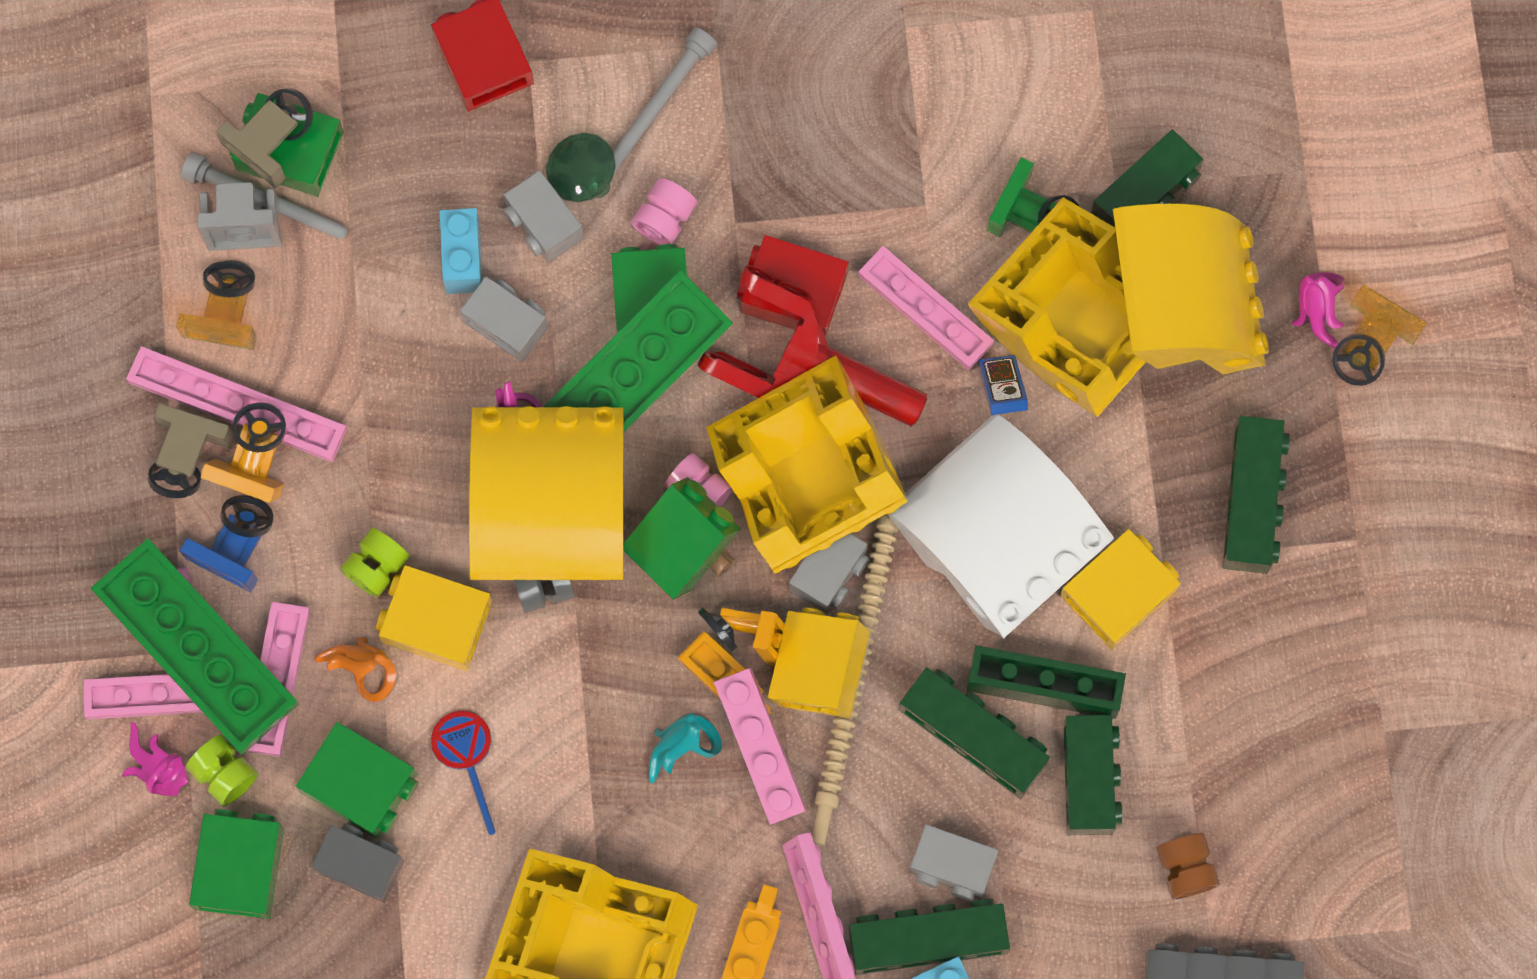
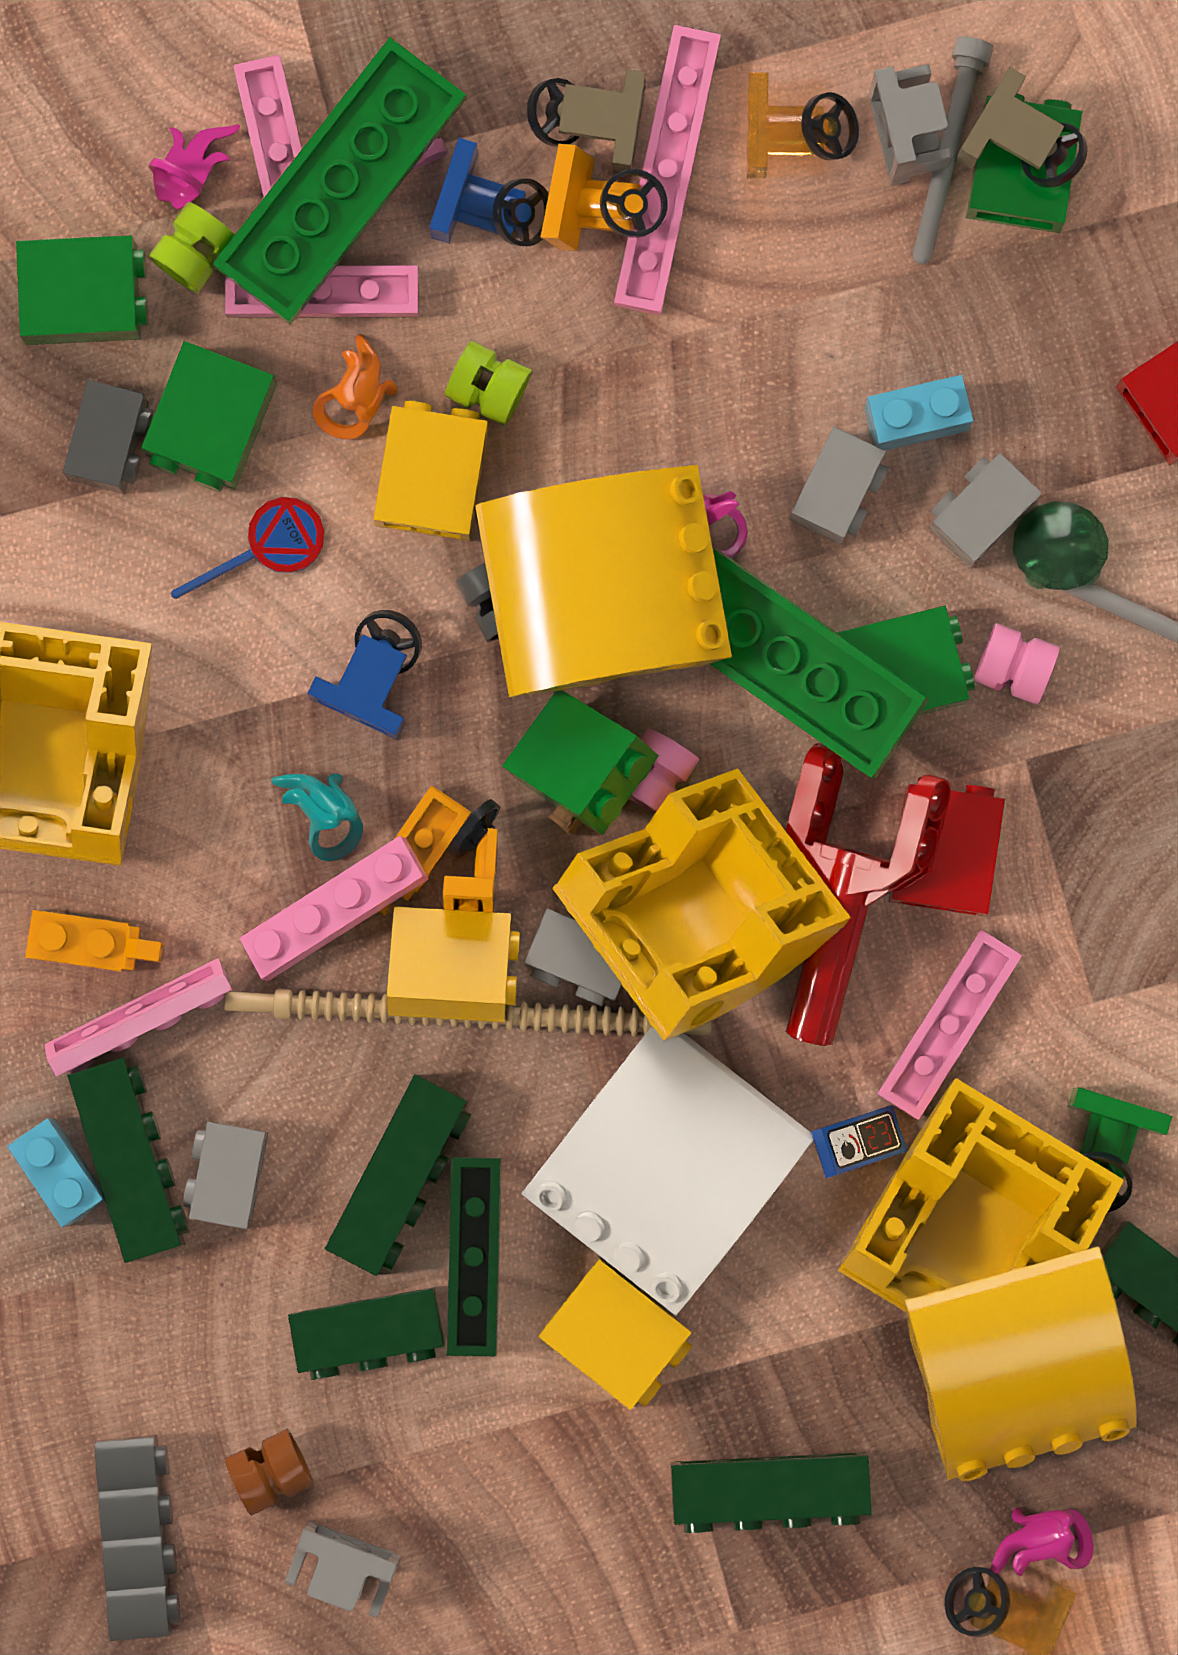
camera: 80 degrees right, 10 degrees up
(585, 688) = (371, 674): none -> blue piece
(1271, 818) = (343, 1567): none -> light grey panel

